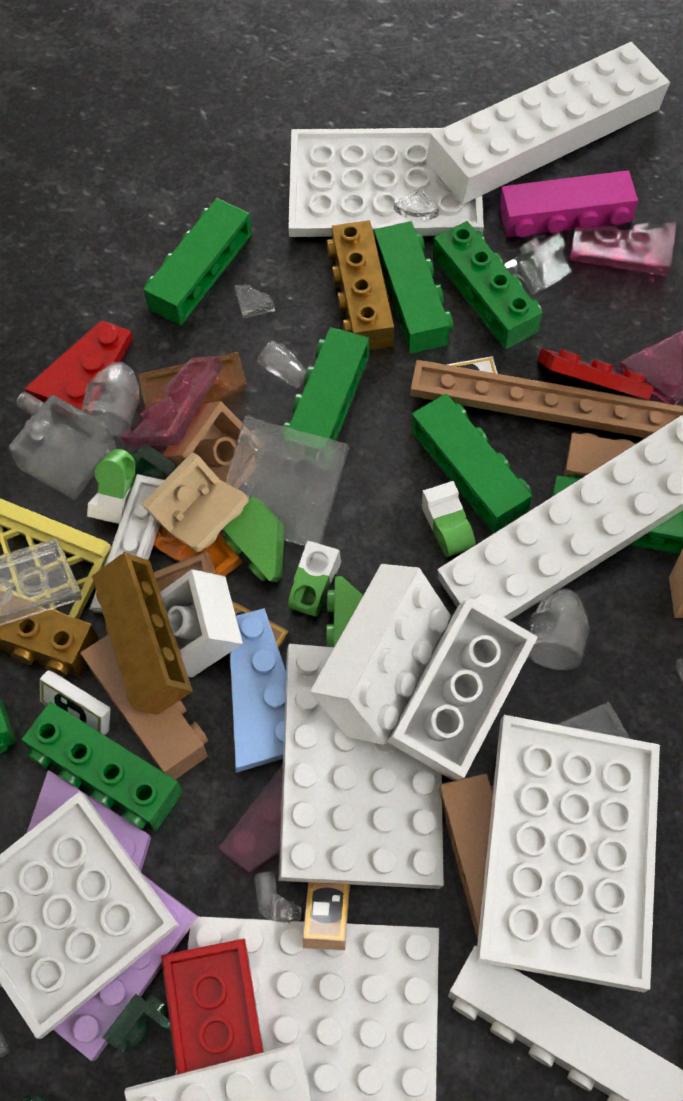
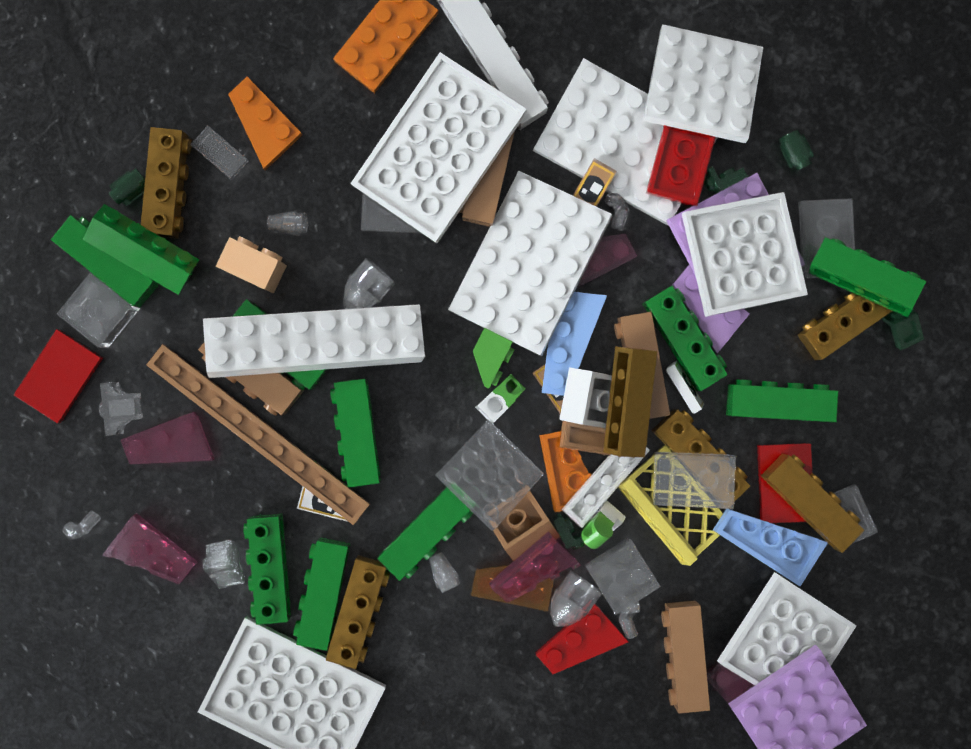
camera: 150 degrees left, 25 degrees up
(195, 503) = (555, 478): tan bracket -> none
(197, 261) = (462, 692): green brick -> none
(253, 301) = (438, 640): clear tile -> none
(260, 538) = (523, 443): bright green slope -> none
(381, 653) = (490, 311): white brick -> none
(416, 205) = (284, 658): clear tile -> none
(447, 519) = (393, 397): leg -> none
(462, 689) = (453, 268): white brick -> none
(546, 122) = (144, 687): white brick -> none
(568, 204) = (171, 608): dark pink brick -> none
(596, 372) = (240, 457): red wing -> none

